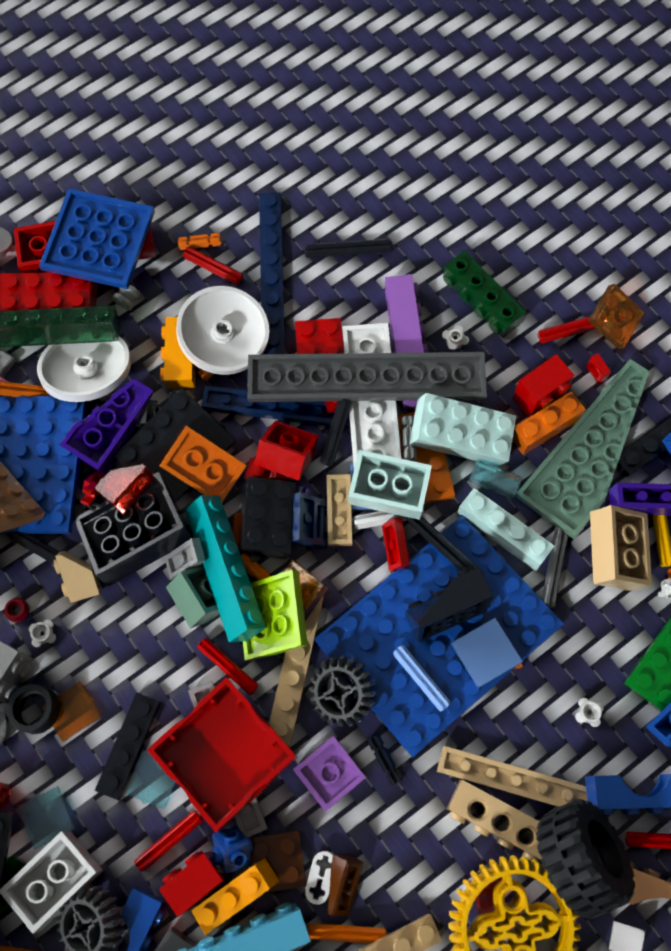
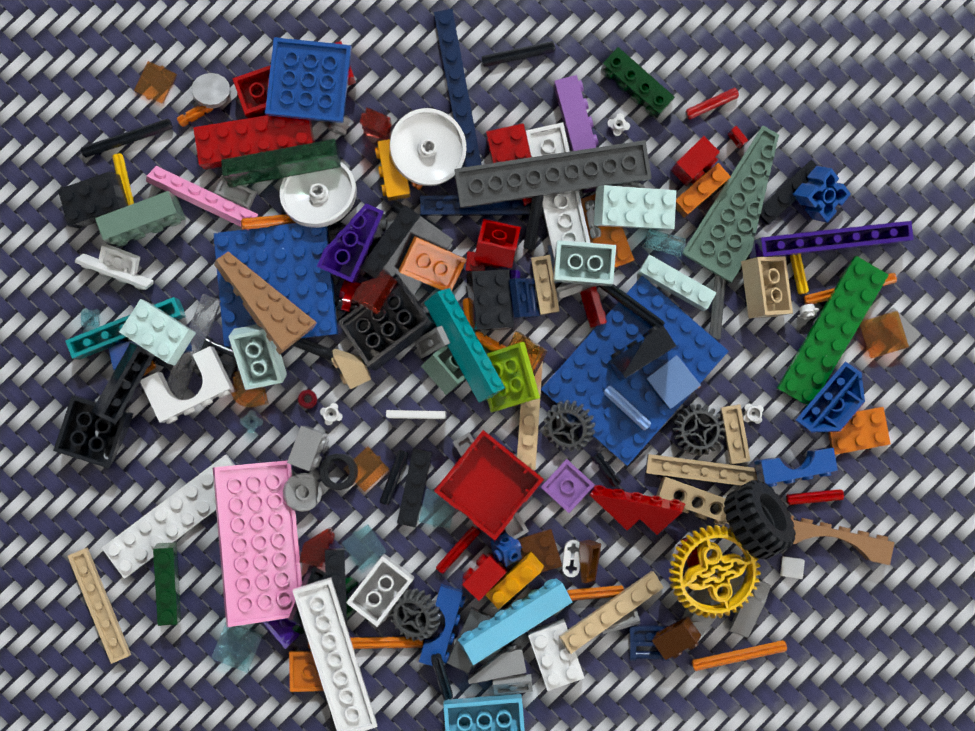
camera: 15 degrees left, 15 degrees up
(103, 728) = (393, 477): none -> black axle
(146, 647) = (402, 414): none -> white tile
(166, 297) = (375, 124): none -> clear red slope
(199, 241) = (390, 64): orange axle -> none
(213, 265) = (406, 85): red axle -> none
(228, 666) = (478, 418): red axle -> none
(413, 814) = (630, 507): none -> red slope
(517, 734) = (702, 437): none -> dark grey gear
(562, 736) = (735, 434): none -> tan plate
(616, 316) = (748, 89): clear orange plate -> none

